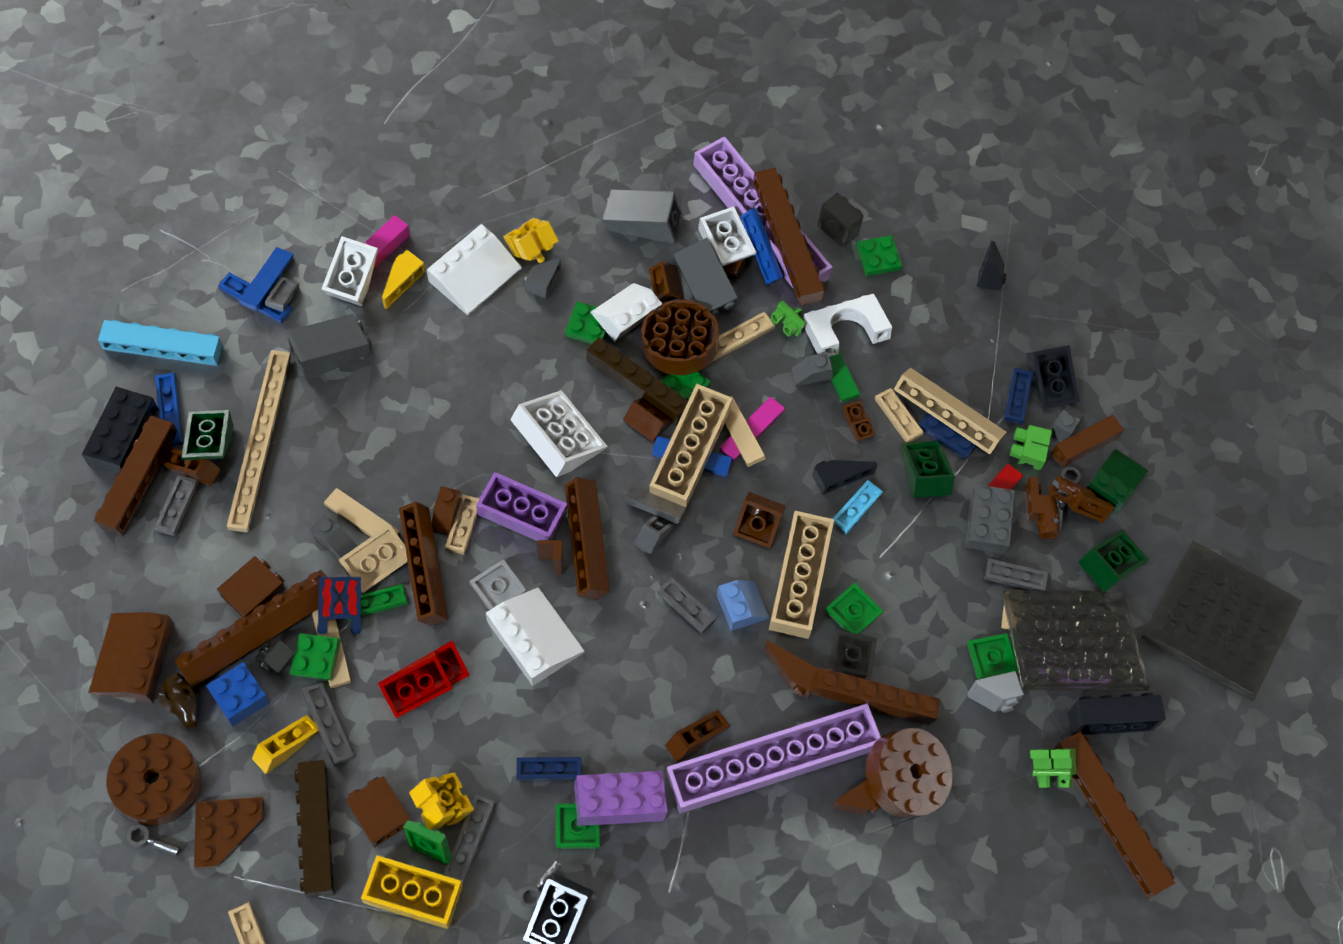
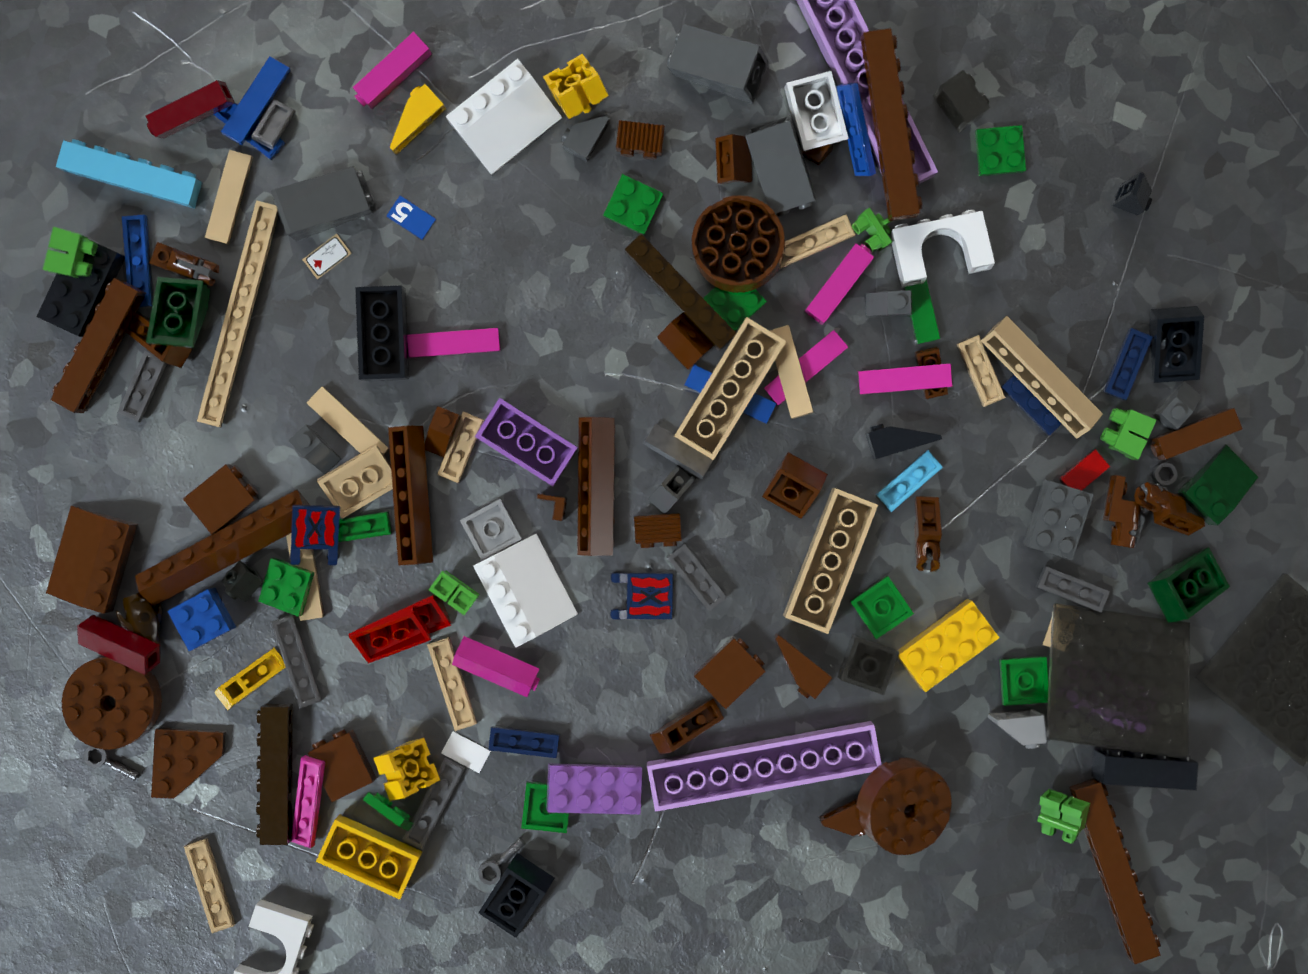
camera: 10 degrees right, 25 degrees up
(110, 397) = (70, 263): none -> bright green hips
(160, 721) = (118, 644): none -> dark red brick
(210, 401) = (183, 263): none -> reddish brown plate
(211, 288) = (189, 109): none -> dark red brick
(246, 353) = (229, 197): none -> tan tile
(333, 389) = (327, 256): none -> white sticker
(348, 848) = (307, 801): none -> dark pink tile
(350, 271) = (354, 109): white slope -> none
(386, 438) = (382, 333): none -> black brick
(403, 353) = (411, 217): none -> blue sticker
(448, 442) = (453, 342): none -> dark pink tile
(475, 642) = (455, 591): none -> bright green hips
(476, 727) = (452, 684): none -> tan tile
(495, 788) = (466, 752): none -> white sticker
(515, 701) = (496, 667): none -> dark pink brick
(557, 432) = (580, 347): white slope -> none
(587, 274) = (640, 139): none -> reddish brown brick
(626, 310) = (679, 196): white slope -> none
(644, 628) = (647, 596): none -> flag
(646, 568) = (657, 529): none -> reddish brown brick
(729, 681) = (730, 671): none -> reddish brown brick
(741, 603) = (759, 584): medium blue slope -> none
(768, 361) = (839, 283): none -> dark pink brick
(837, 424) = (905, 379): none -> dark pink tile
(877, 696) = (884, 715): reddish brown brick -> none
(881, 542) = (927, 533): none -> reddish brown plate
(917, 634) = (947, 645): none -> yellow brick
(927, 469) = (999, 445): dark green slope -> none

